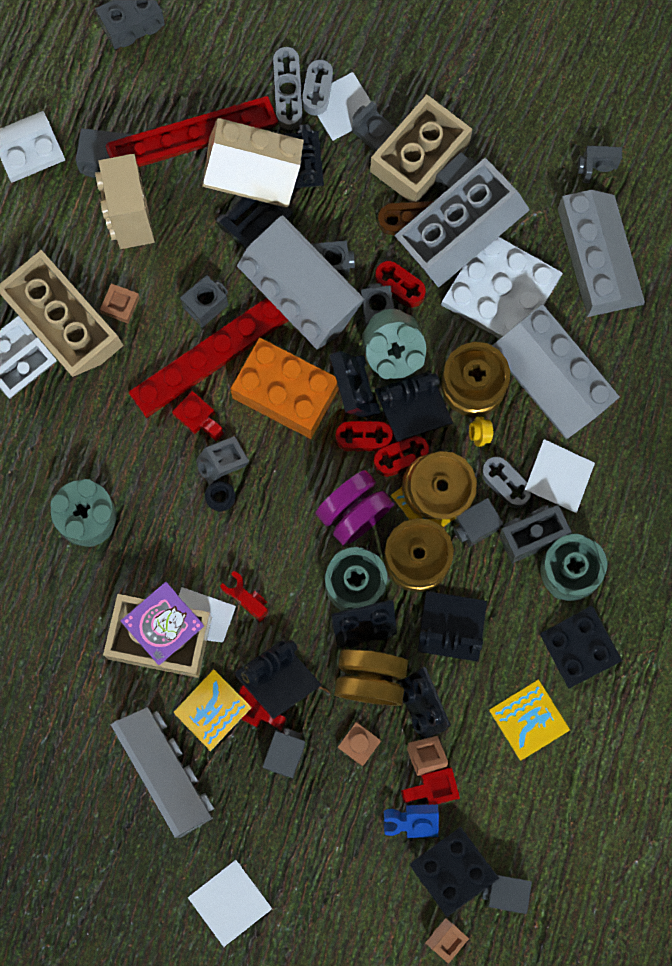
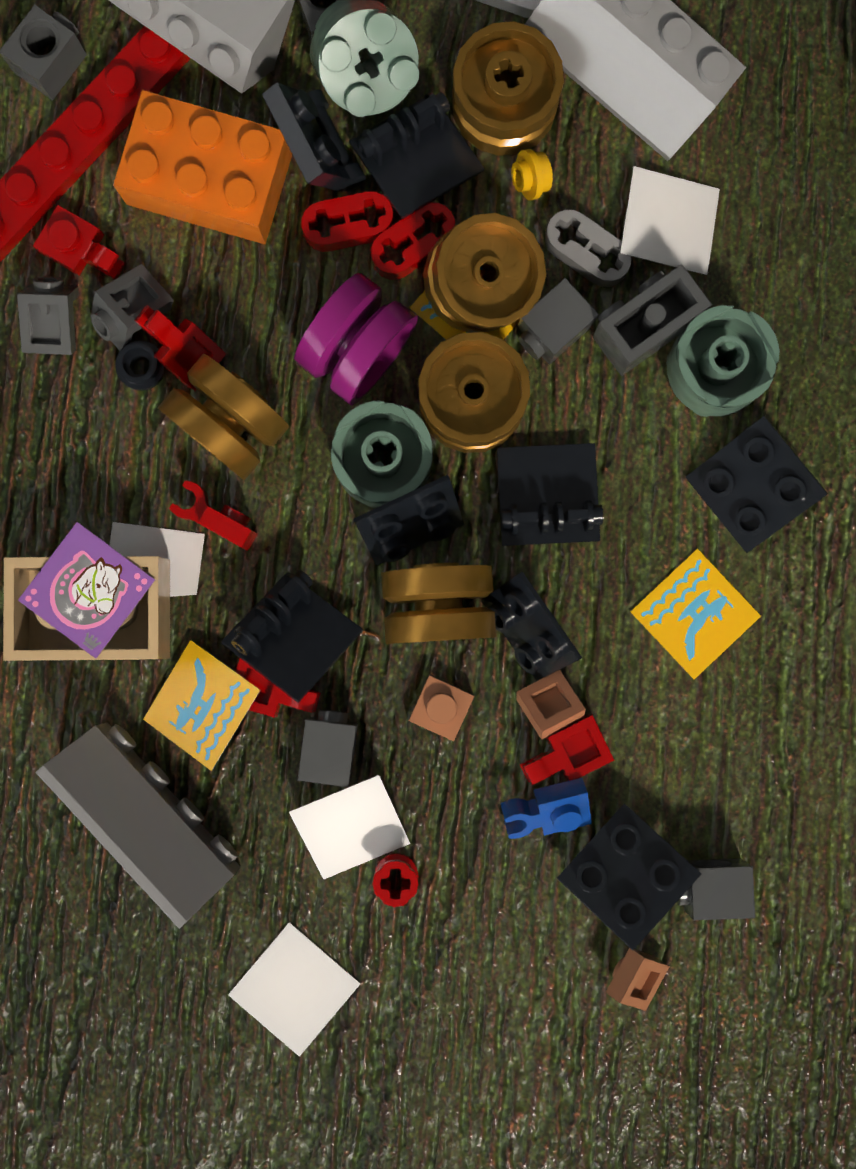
camera: 15 degrees left, 10 degrees up
(171, 456) = (47, 316): none -> dark grey bracket
(250, 492) = (180, 344): none -> red plate
(270, 534) = (228, 412): none -> pearl gold wheel
(287, 805) = (350, 827): none -> white sticker
(314, 852) = (383, 889): none -> red bush

